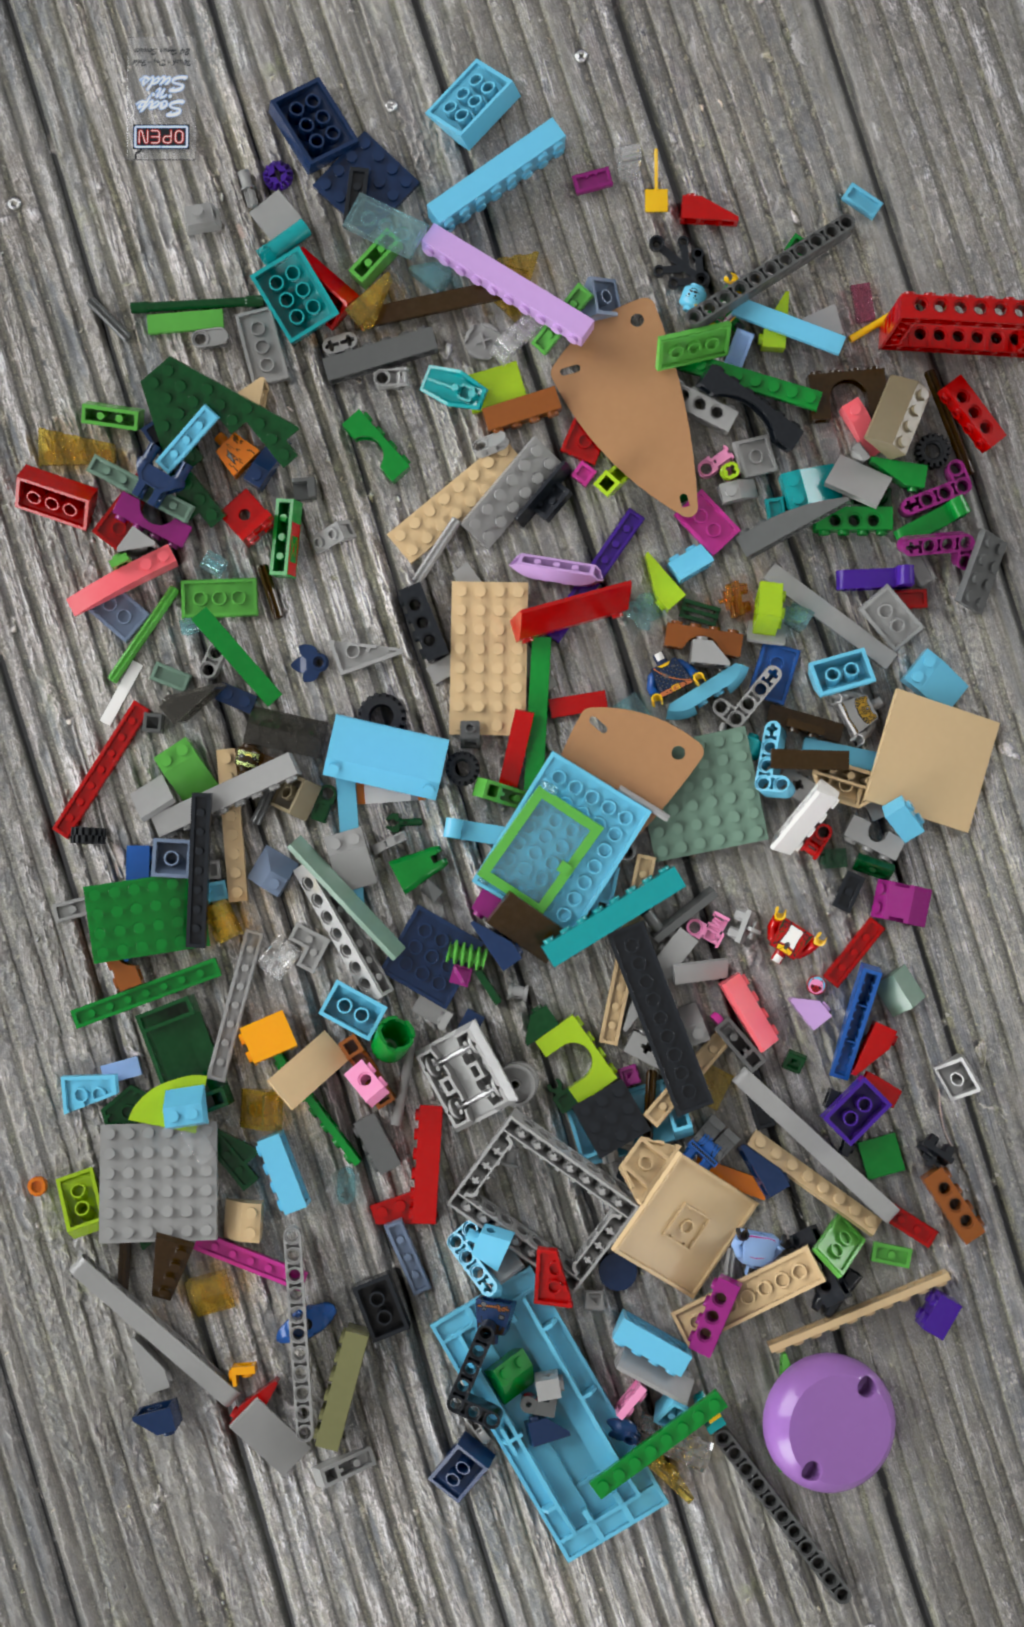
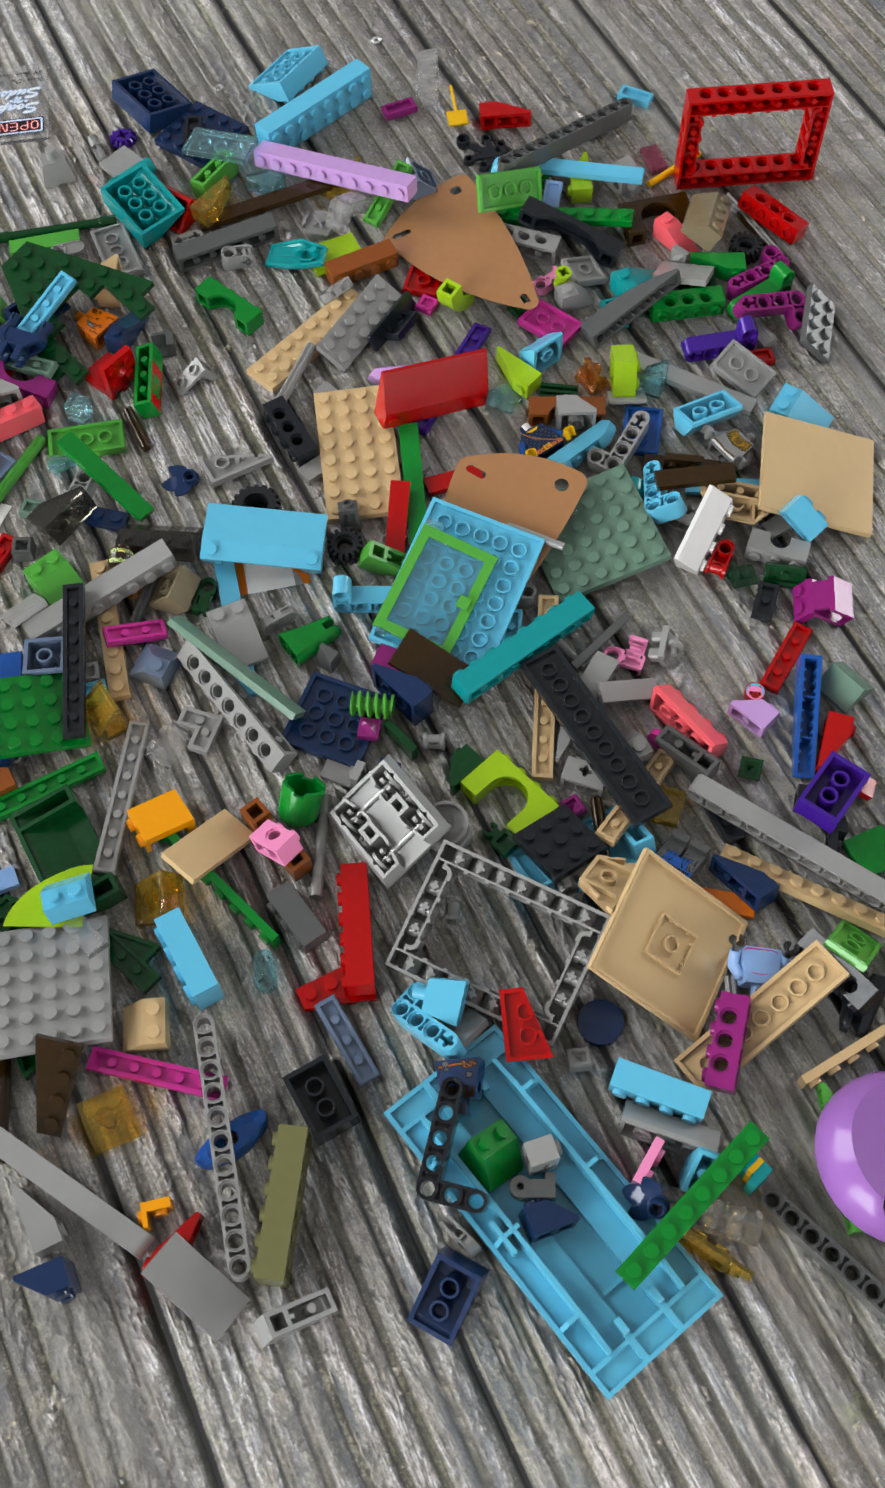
camera: 10 degrees left, 25 degrees down
(255, 837) = (134, 633): none -> dark pink tile
(353, 1010) = (252, 776): medium azure slope -> none
(402, 822) = (279, 599): dark green bar -> none
(790, 938) = (716, 650): torso -> none

